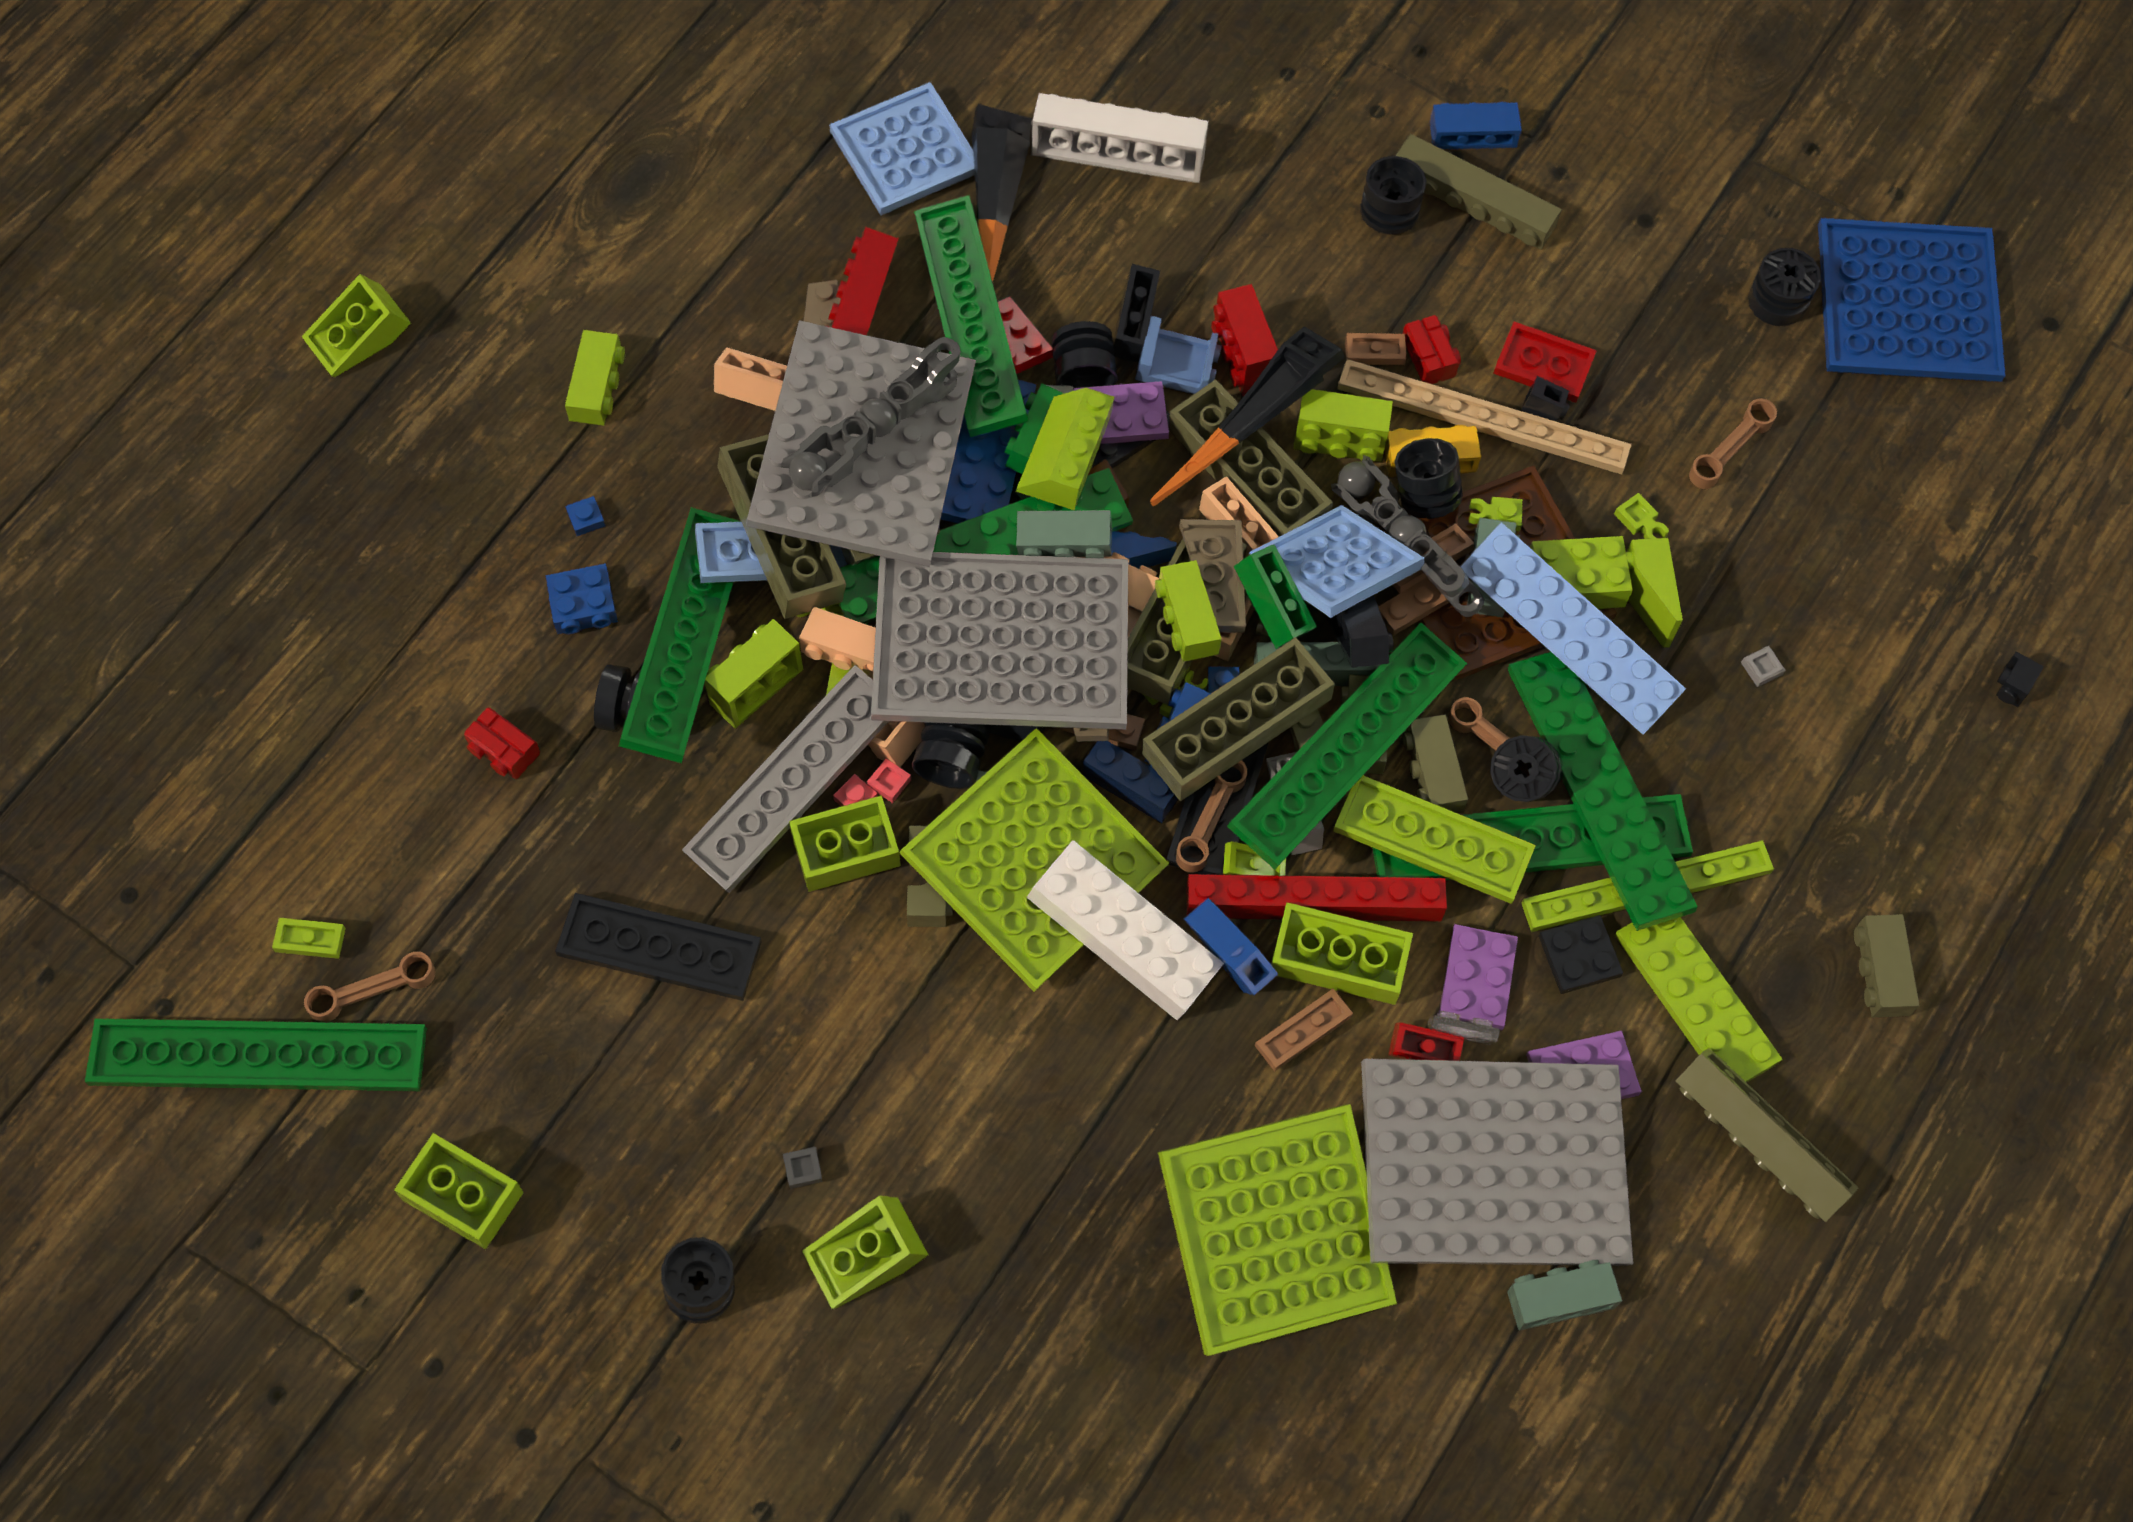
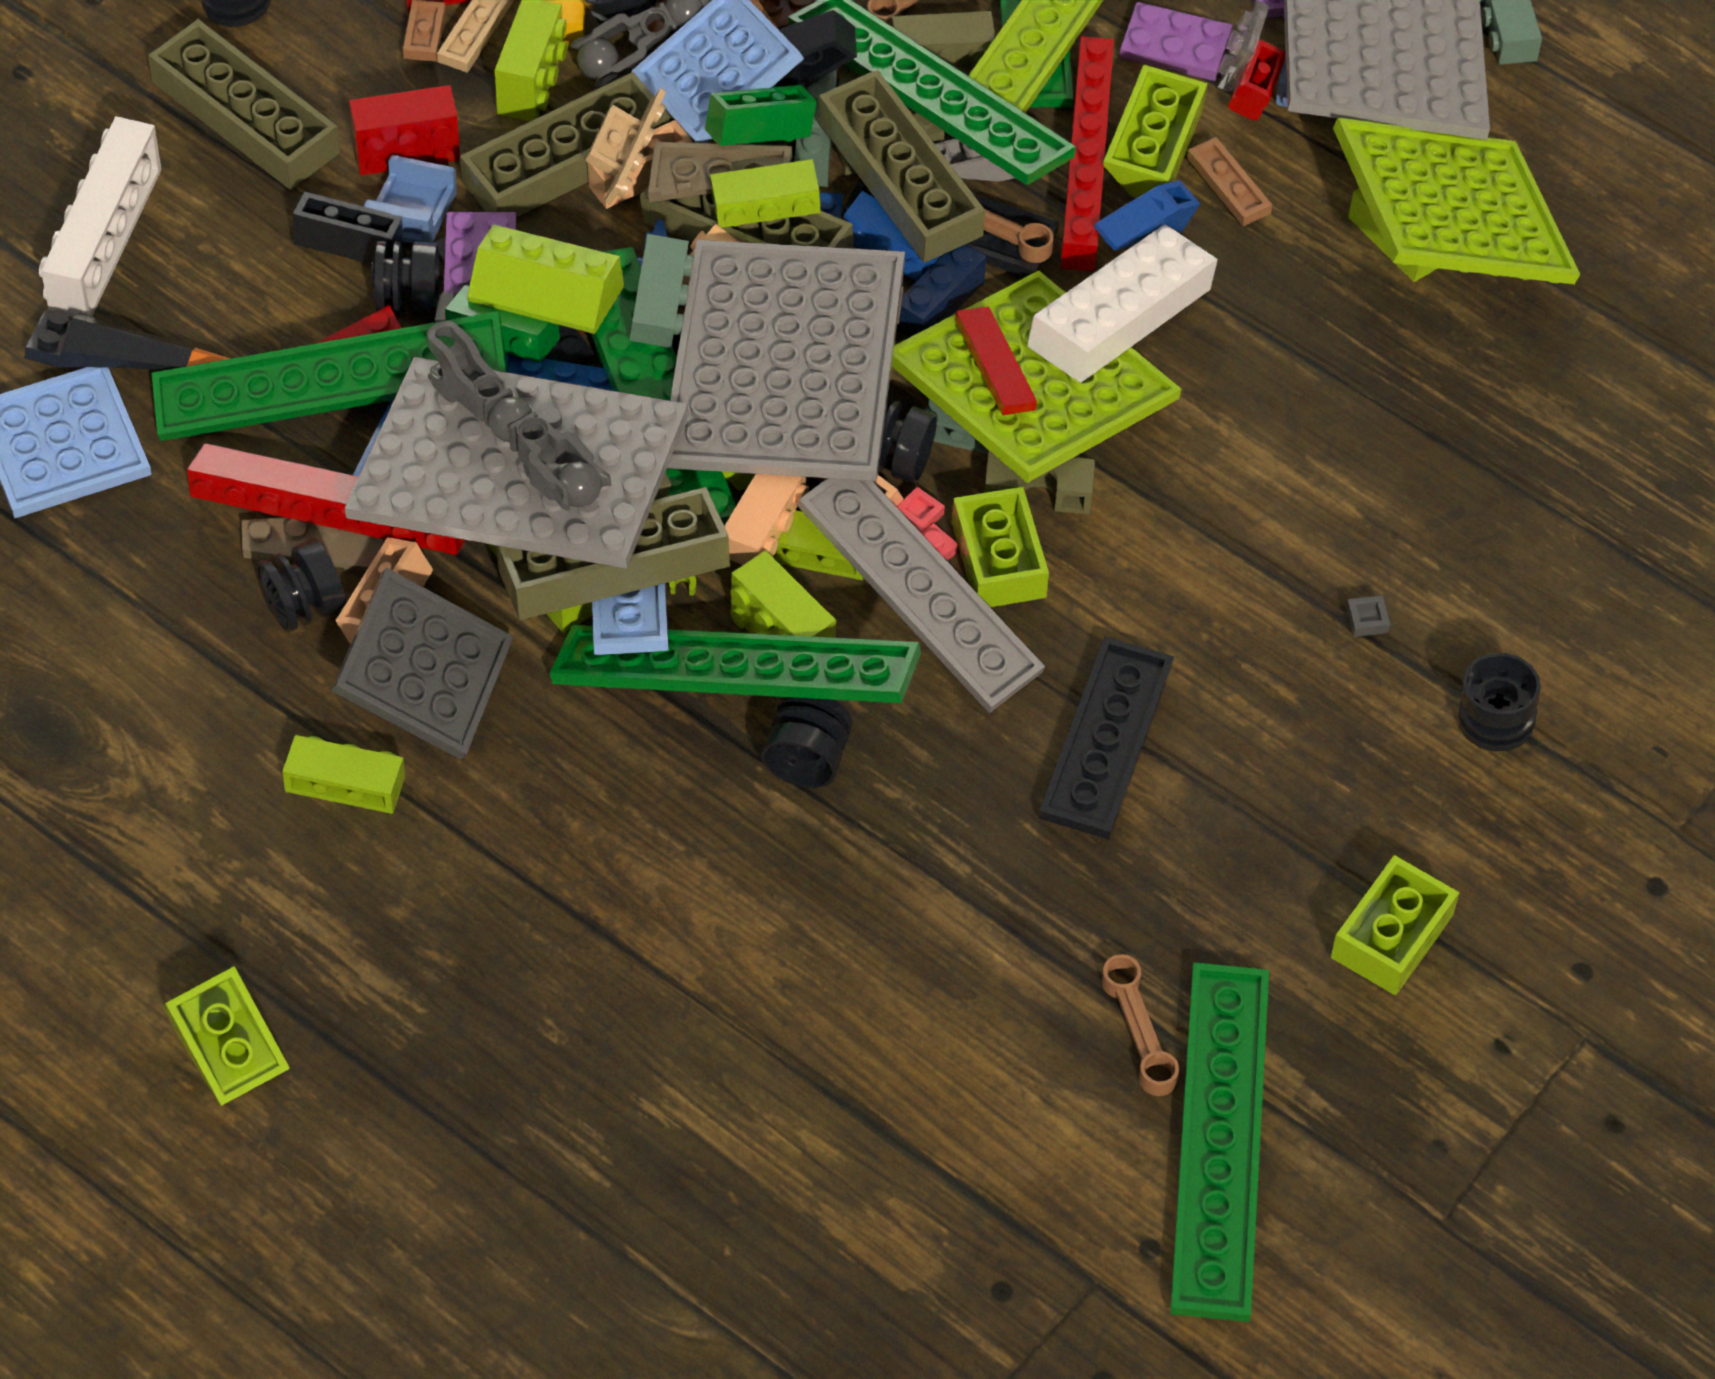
camera: 85 degrees left, 10 degrees down
(308, 938) = (1076, 1085): lime plate -> none
(501, 743) = (841, 882): red brick -> none
(581, 599) = (652, 800): blue plate -> none
(585, 516) = (535, 796): blue plate -> none
(685, 409) = (422, 663): none -> dark grey plate
(761, 320) = (295, 587): none -> black wheel
(865, 1251) = (1462, 564): lime slope -> none
(1034, 819) = (996, 361): none -> red tile
(1237, 492) = (619, 142): none -> tan bracket
(1242, 860) = (1047, 197): lime plate -> none
(1262, 221) = (244, 104): none -> olive brick
(1287, 377) = (487, 77): black plate -> none

